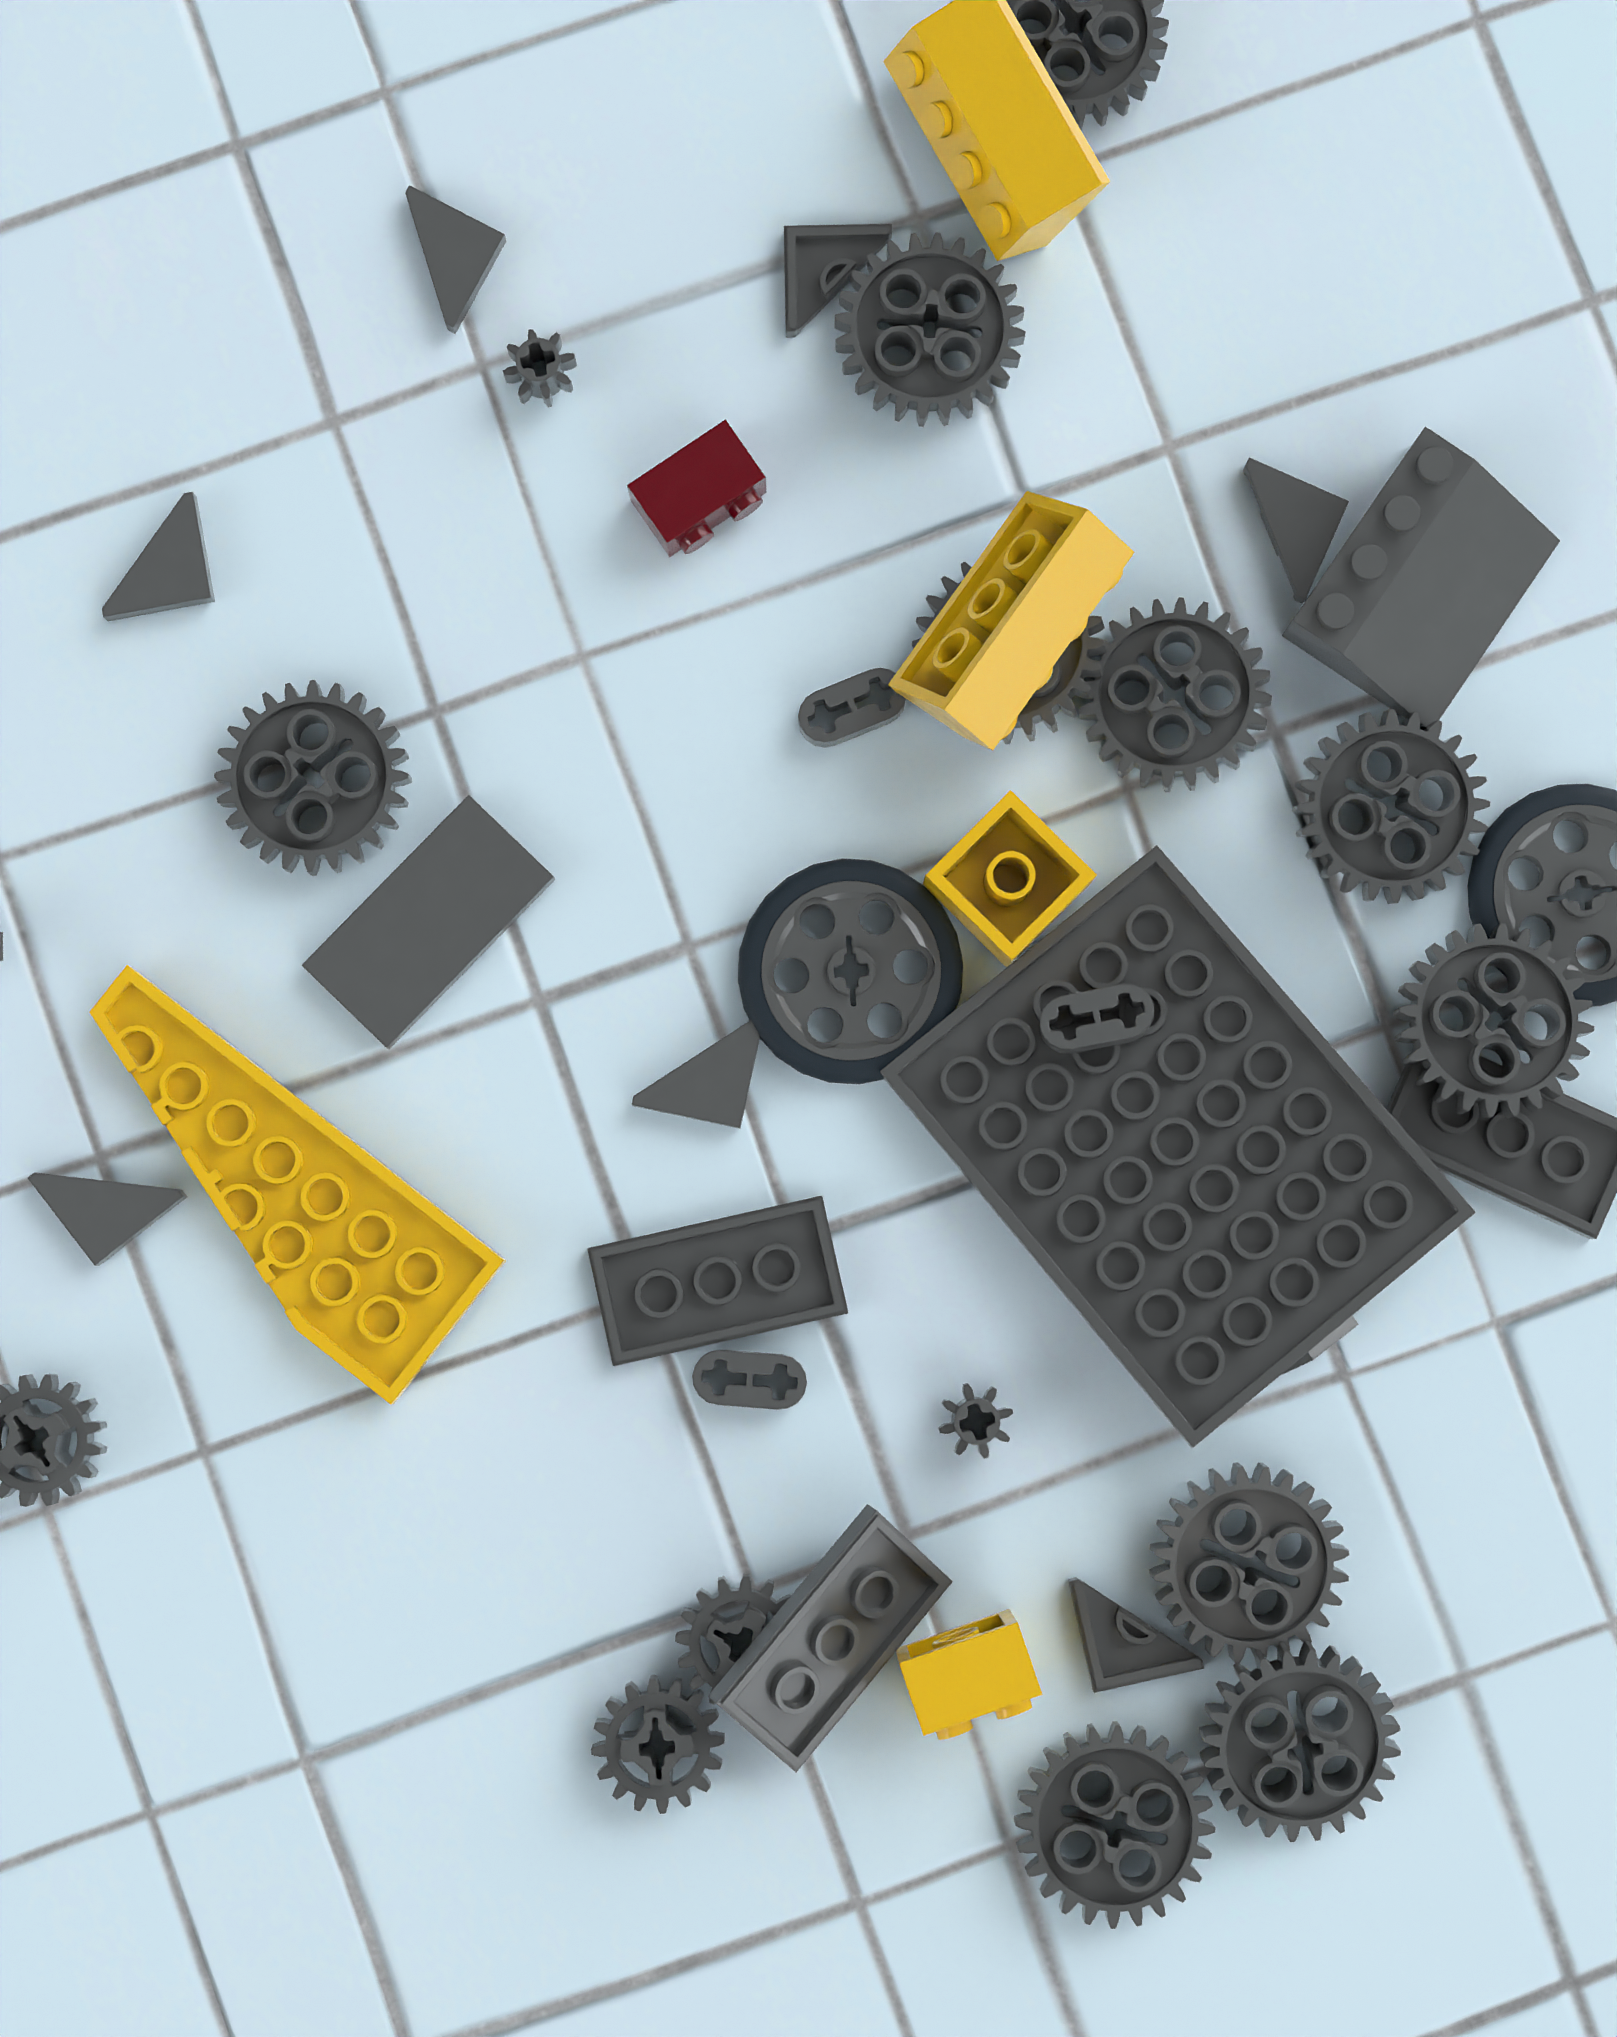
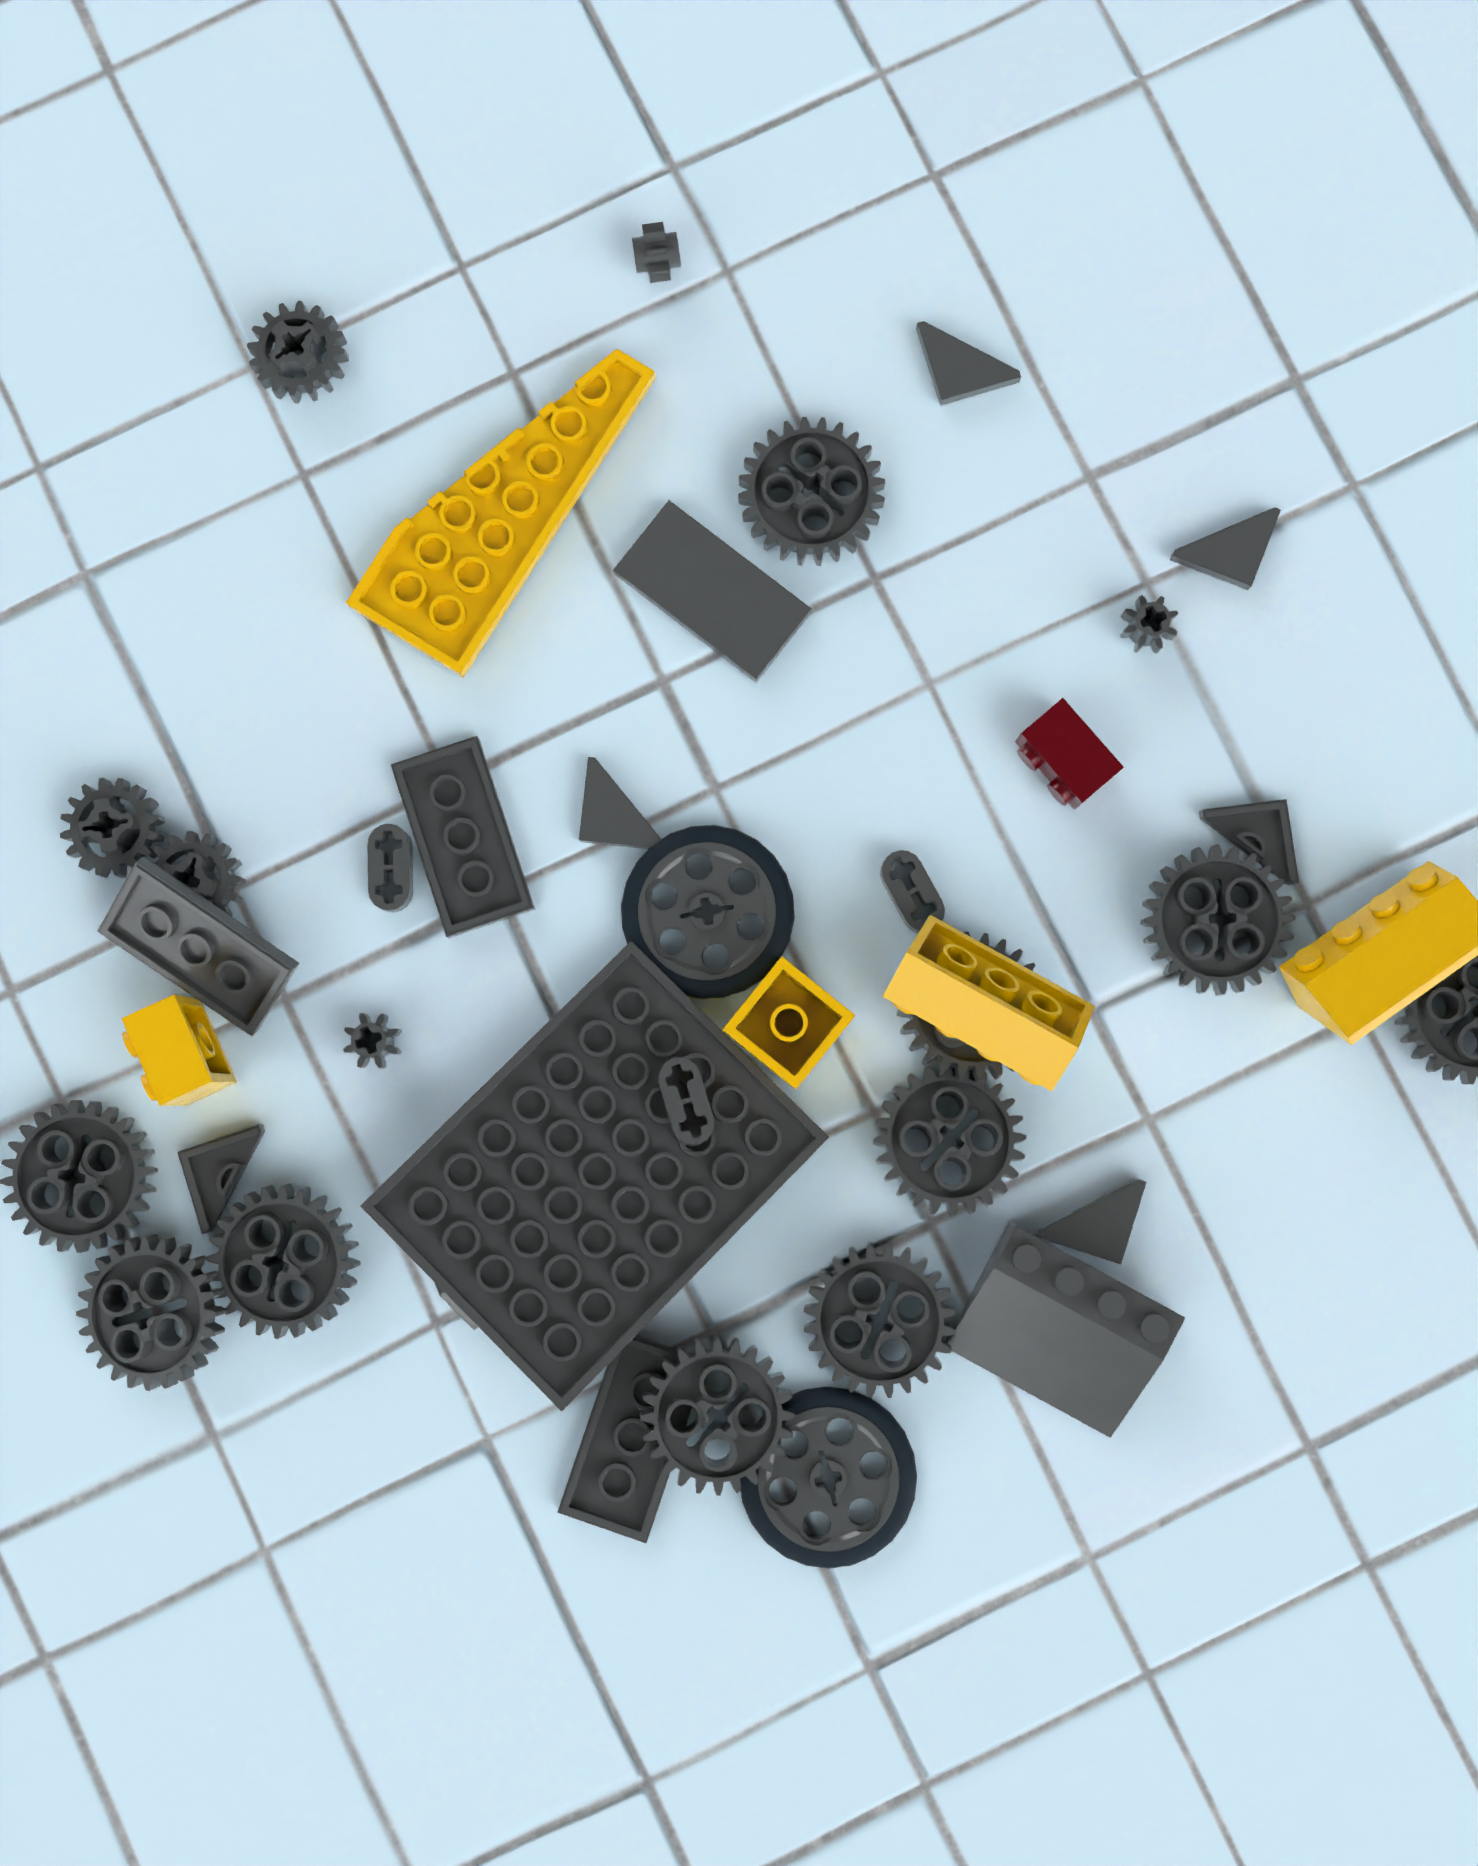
camera: 90 degrees right, 0 degrees up
(104, 1213) = (470, 379): dark grey tile -> none

